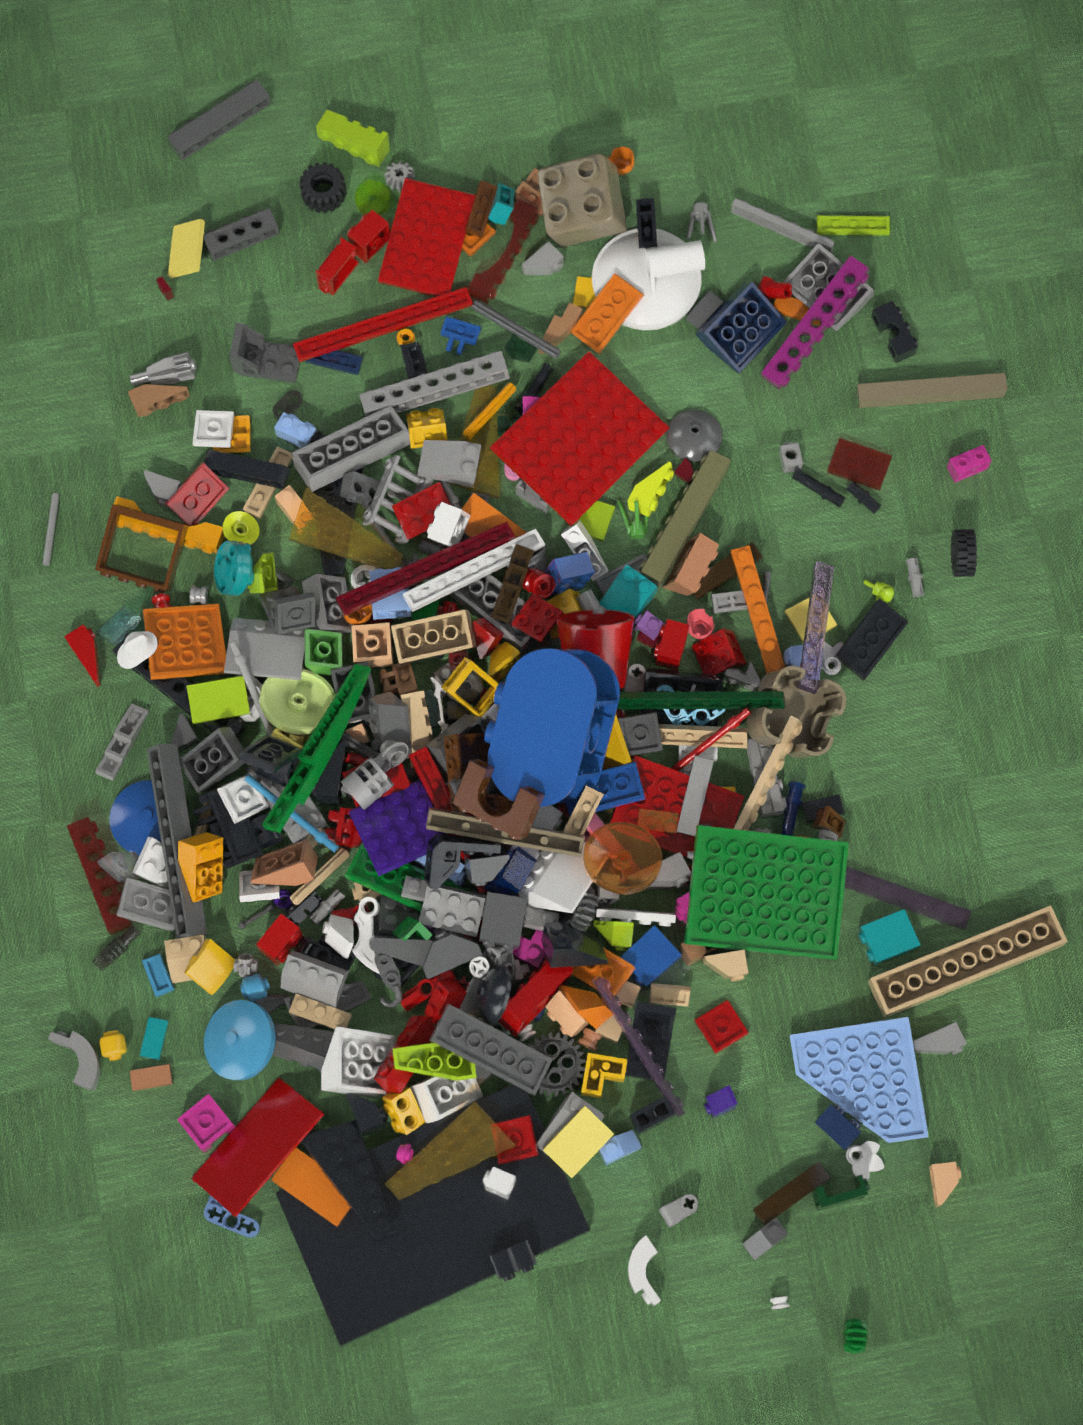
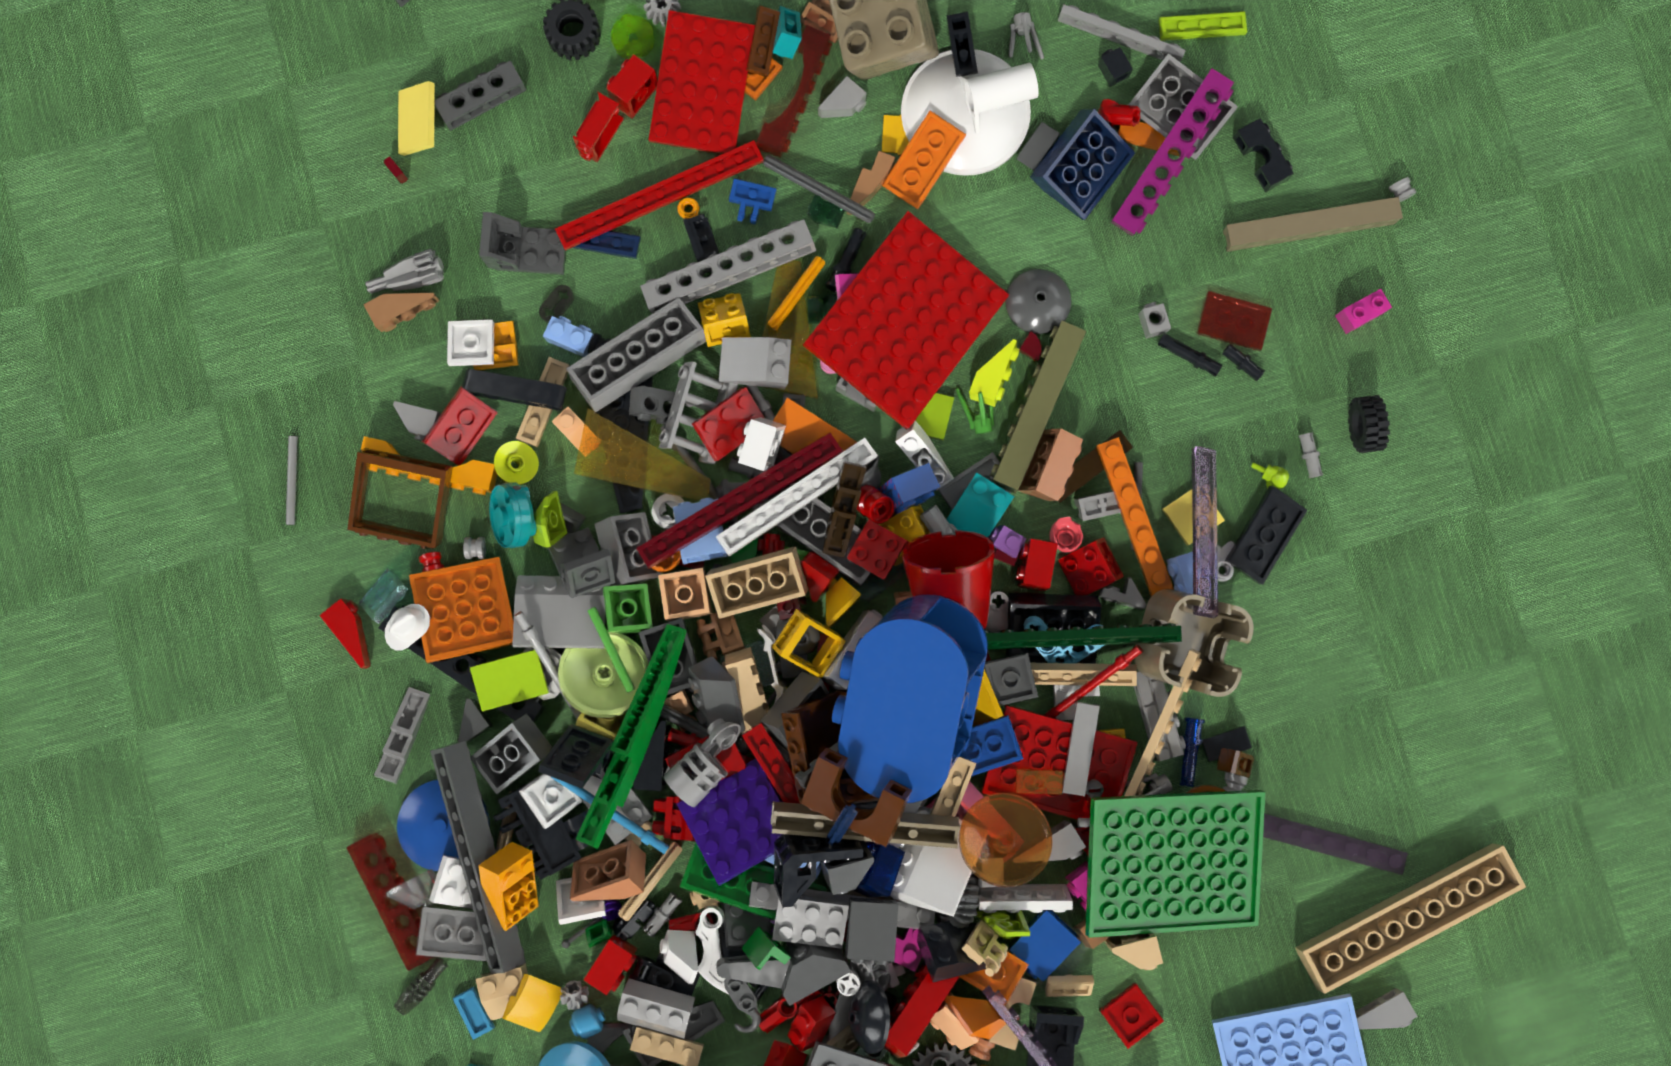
camera: 10 degrees left, 10 degrees up
(270, 914) = (598, 933): none -> green slope
(306, 680) = (611, 650): none -> bright green bar
(484, 816) = (842, 824): none -> dark blue axle
(598, 942) = (979, 945): none -> tan plate
(775, 251) = (1114, 66): none -> black brick
(888, 937) = (1316, 894): teal brick -> none
(1011, 368) = (1402, 189): none -> light grey wheel

